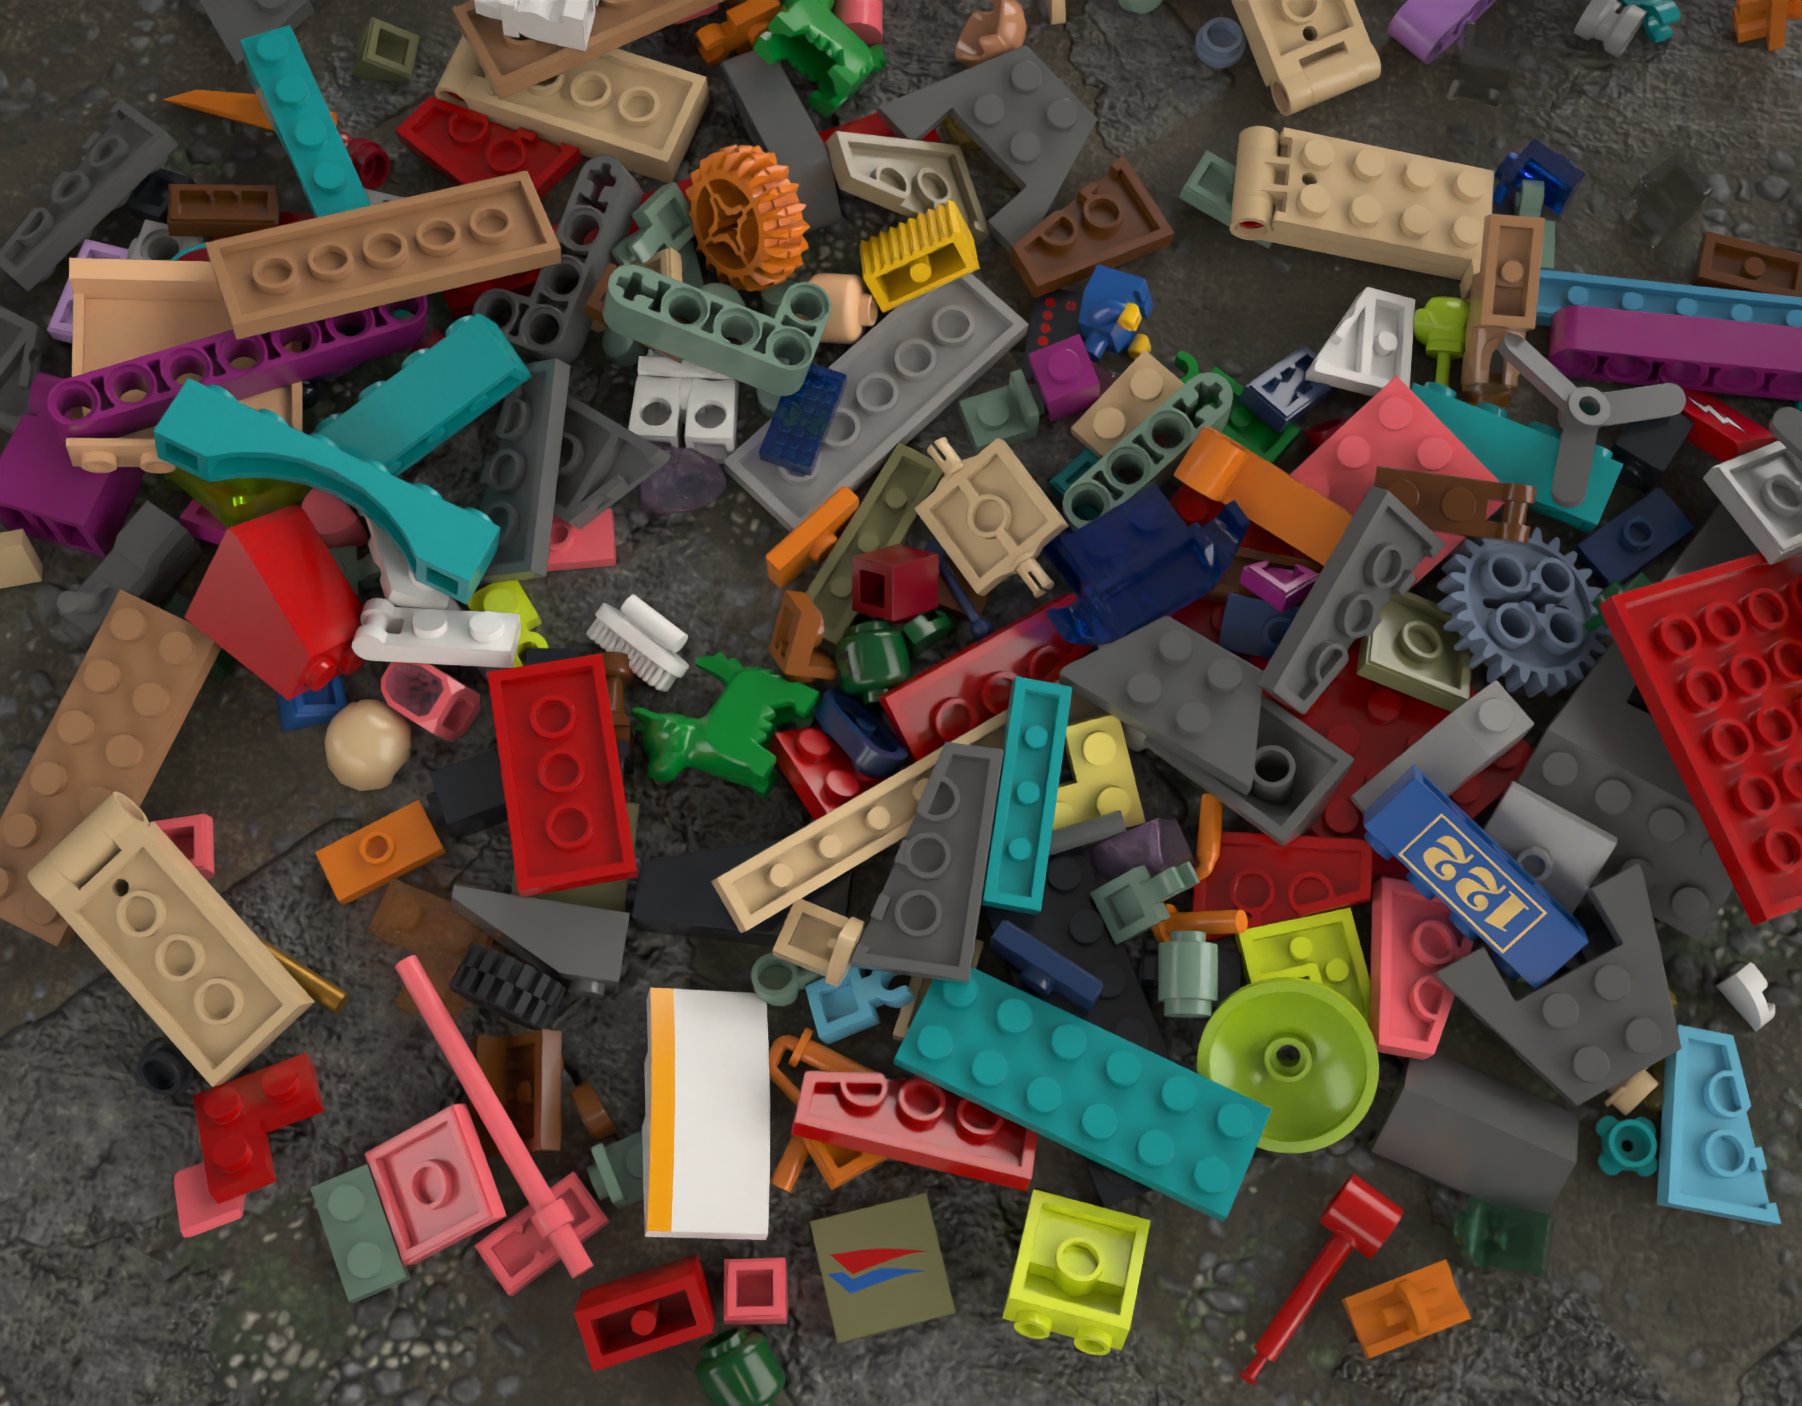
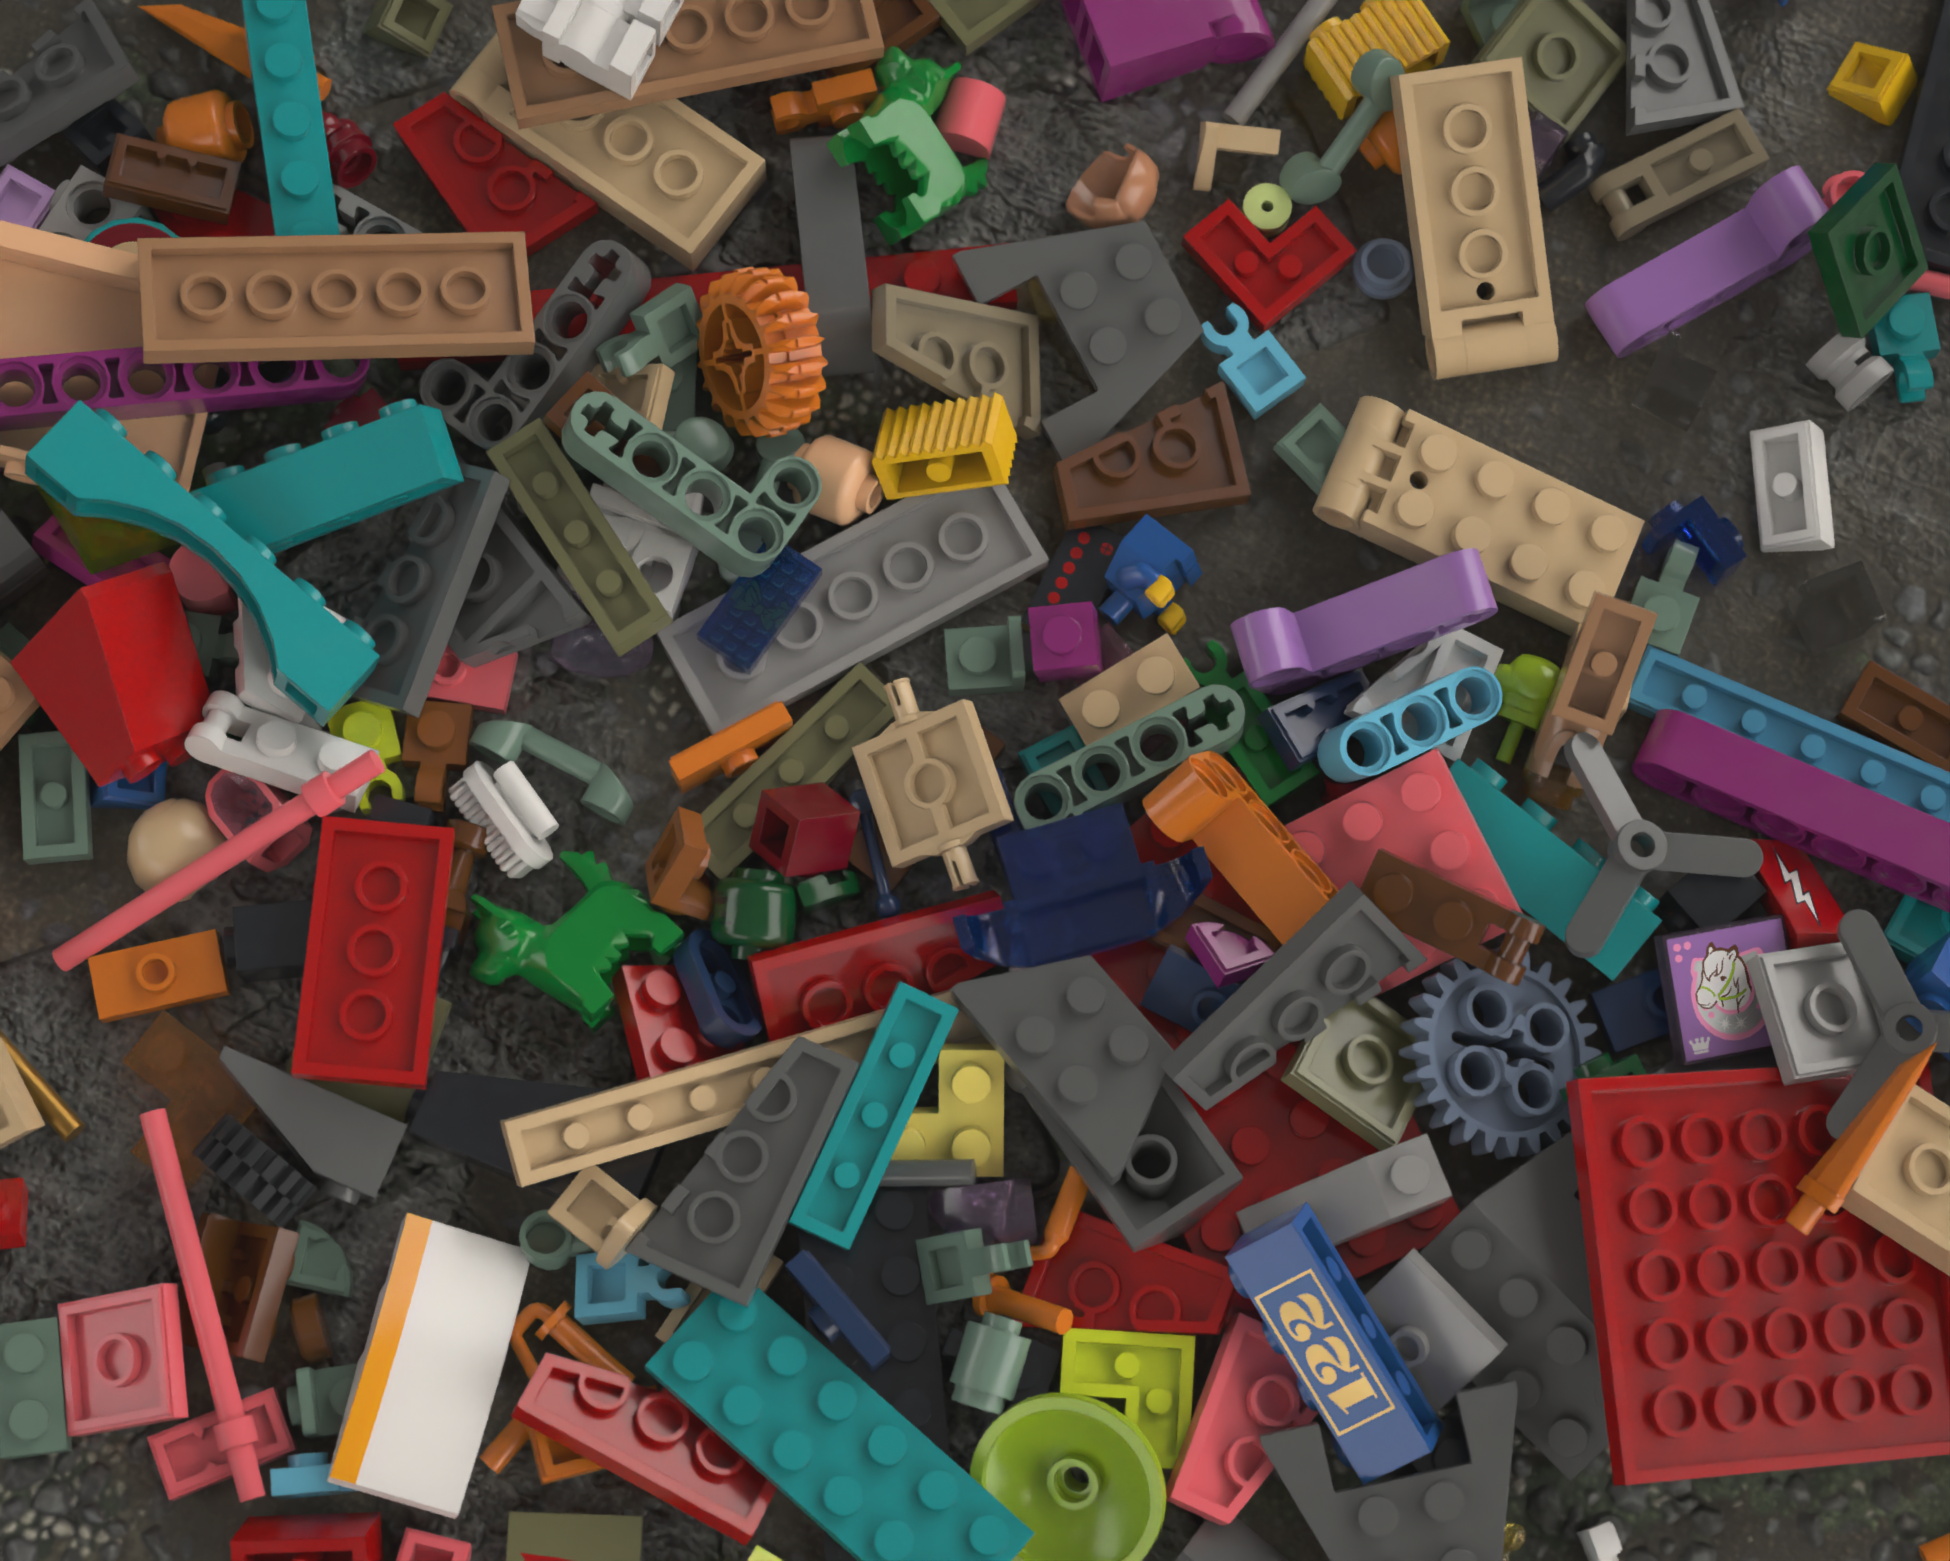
camera: 10 degrees right, 5 degrees up
(244, 164) = (208, 125): none -> orange head
(252, 729) = (53, 800): none -> sand green plate
(480, 656) = (318, 797): none -> coral bar
(565, 602) = (437, 745): none -> dark orange plate
(585, 1056) = (320, 1263): none -> sand green tile
(623, 579) = (506, 739): none -> sand green bar
(626, 1241) = (304, 1478): none -> medium azure plate
(642, 396) = (579, 537): none -> olive plate
(1113, 25) = (1272, 198): none -> yellowish green piece
(1131, 70) = (1263, 275): none -> red plate
(1145, 140) = (1257, 368): none -> medium azure plate
(1302, 301) = (1375, 621): none -> medium lavender beam
(1380, 352) = (1437, 719): none -> medium azure beam
(1593, 125) = (1792, 488): none -> white slope
(1681, 511) = (1710, 988): none -> tile

